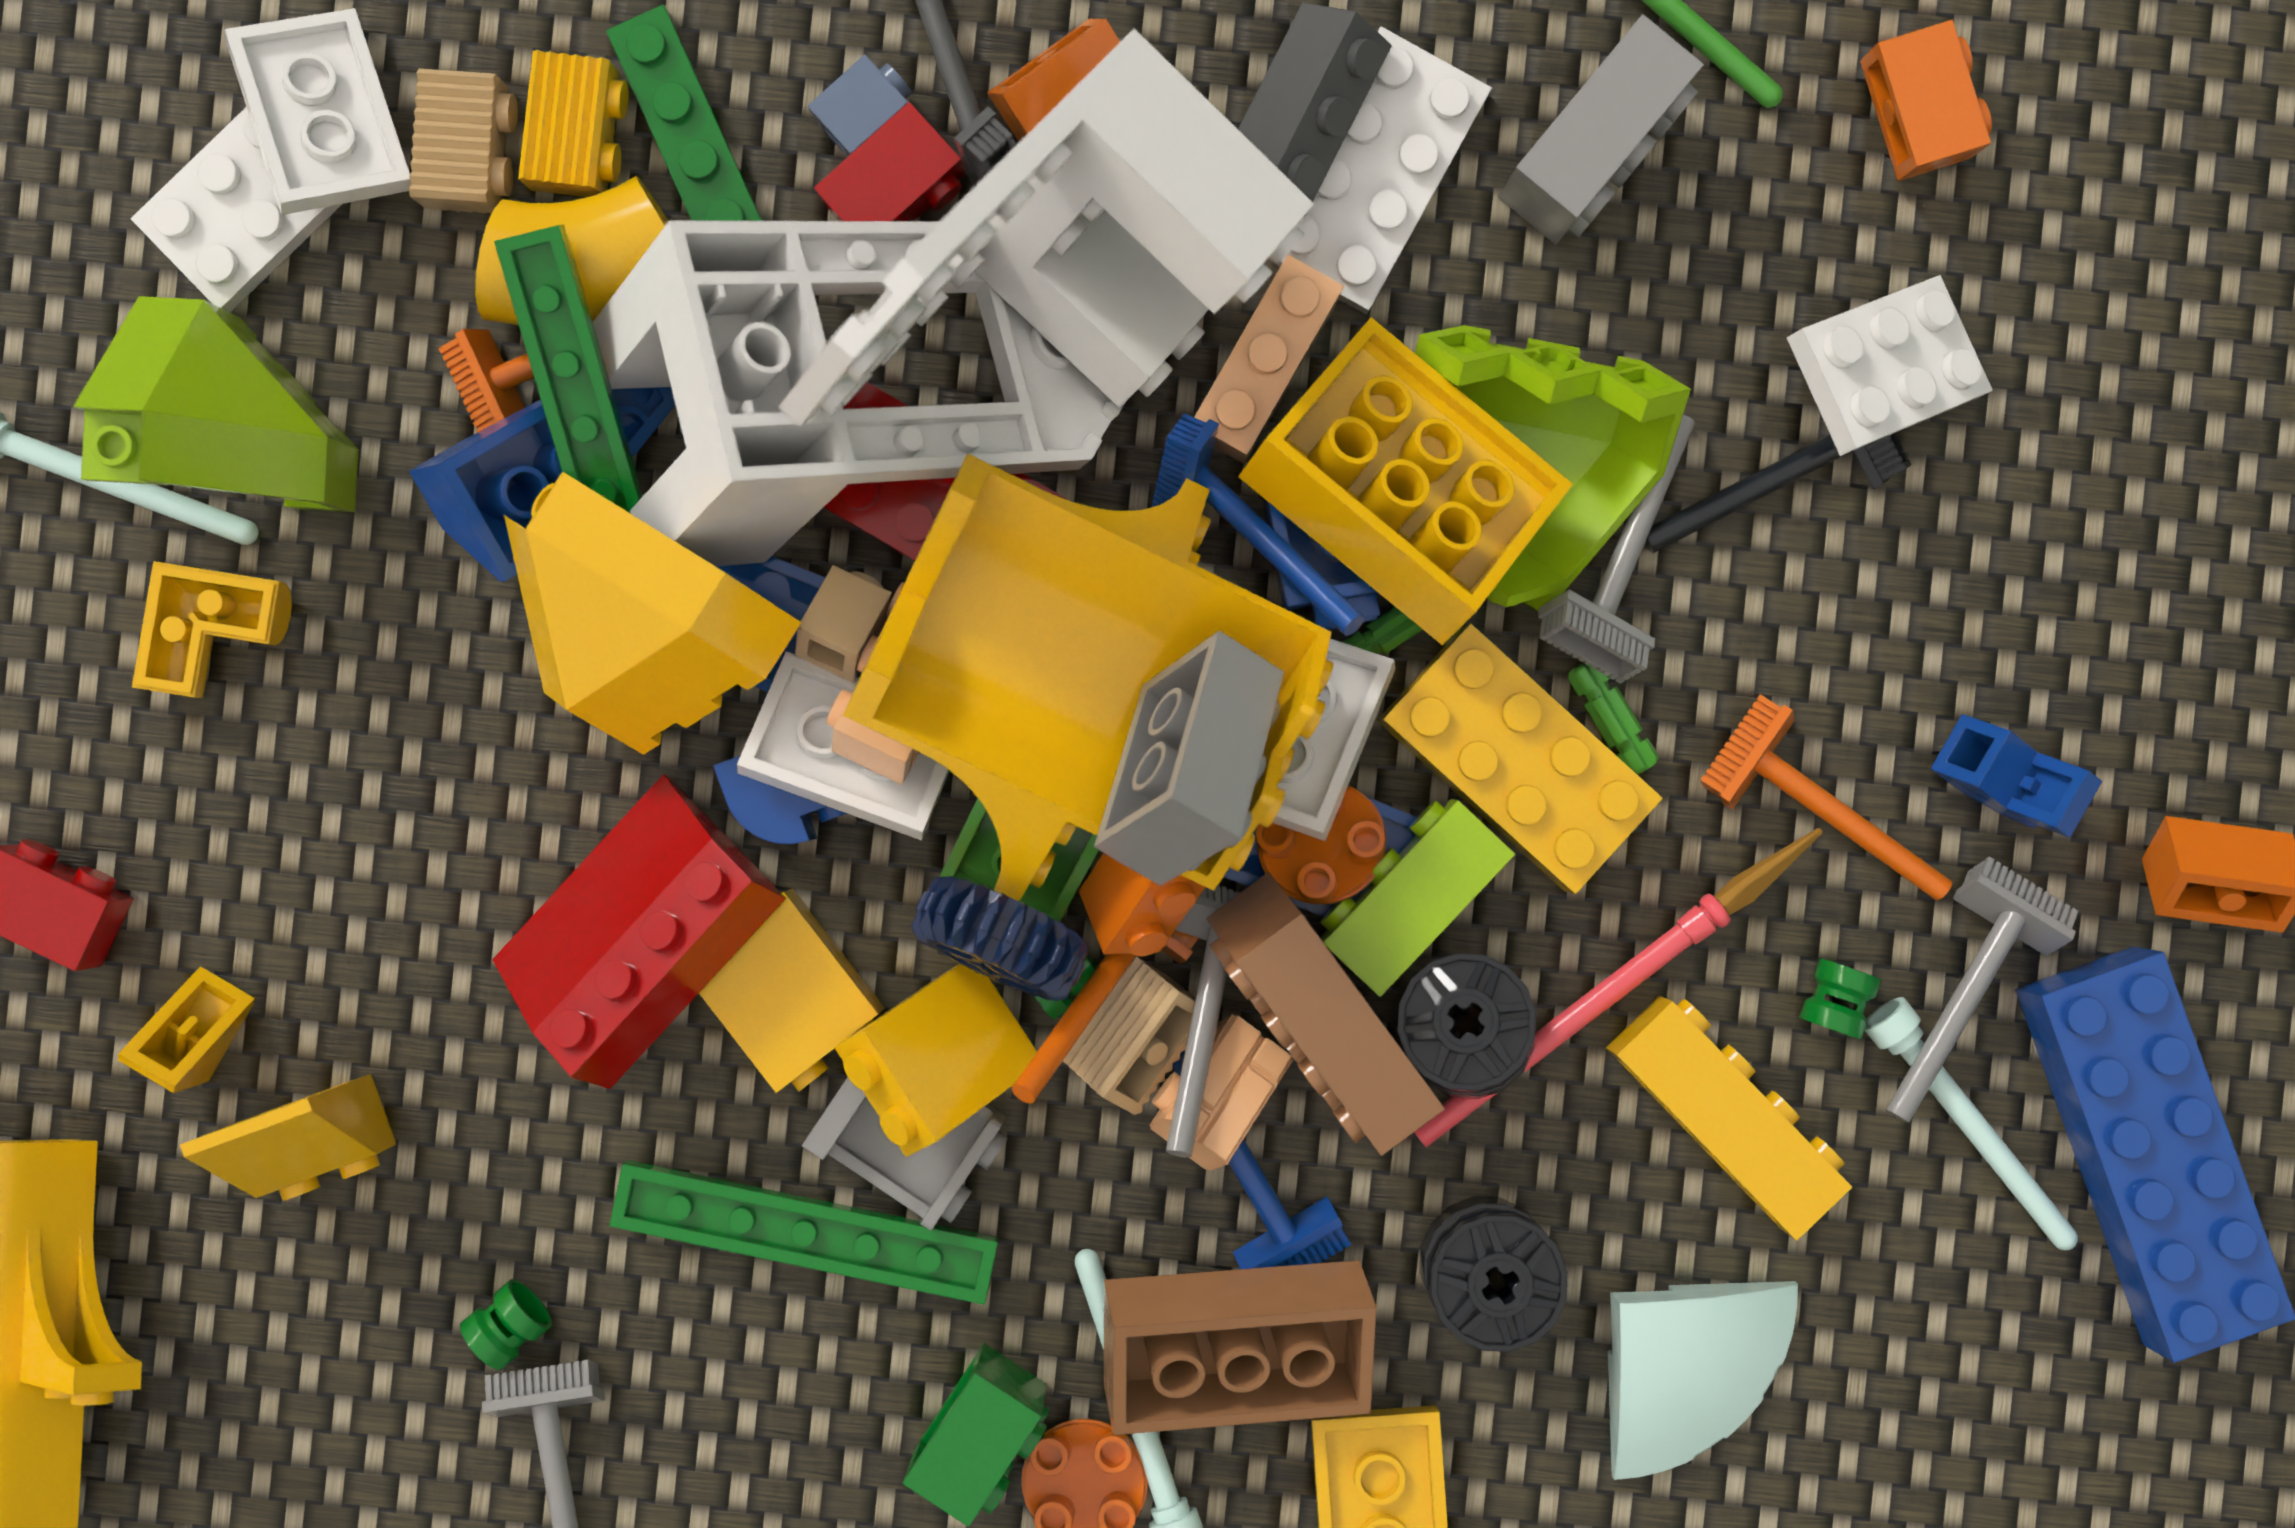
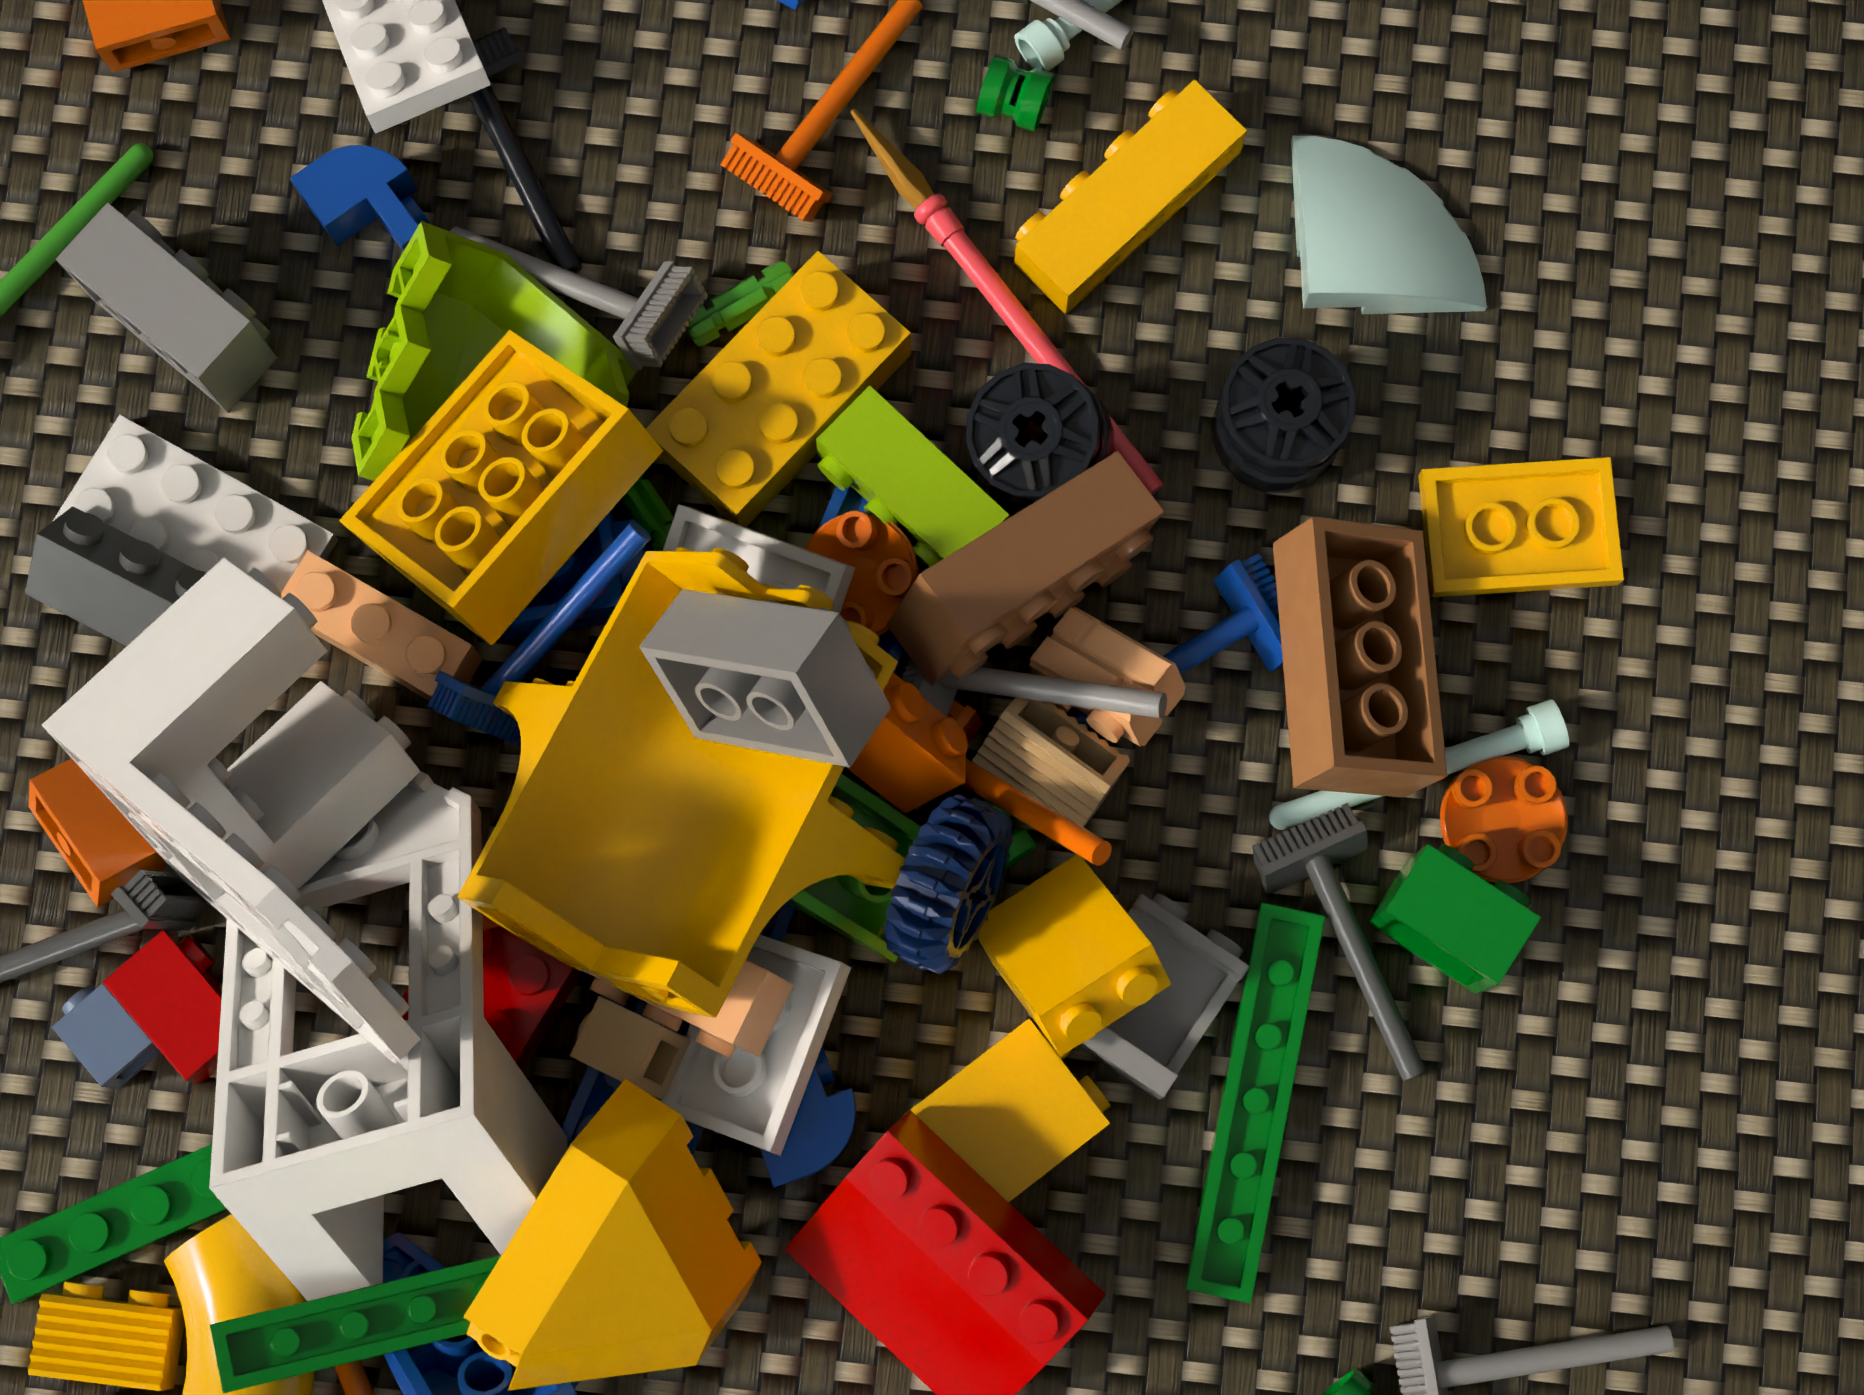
camera: 90 degrees left, 10 degrees down
(1049, 1291) = (1312, 853): none -> dark grey piece
(1735, 320) = (355, 188): none -> blue brick

